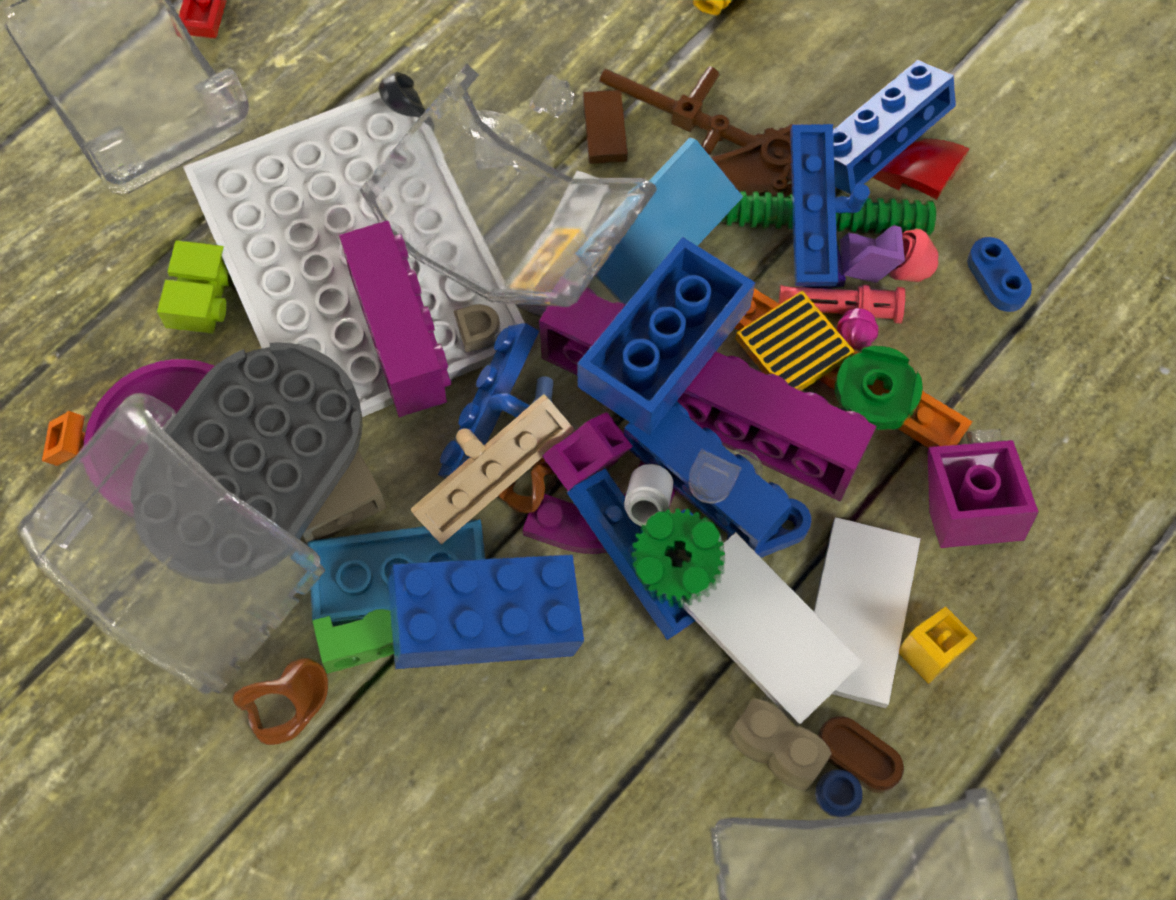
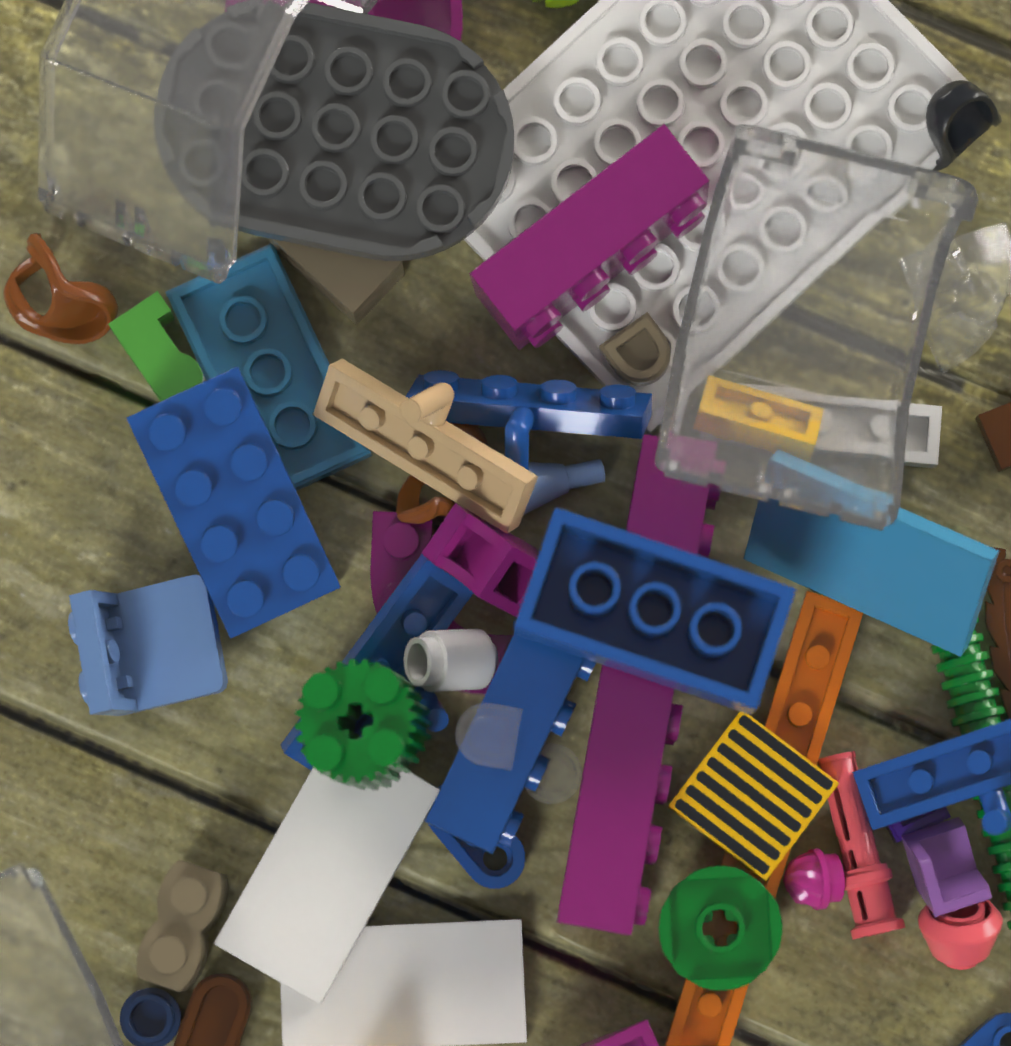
camera: 75 degrees right, 15 degrees up
(567, 706) = (147, 646): none -> medium blue bracket

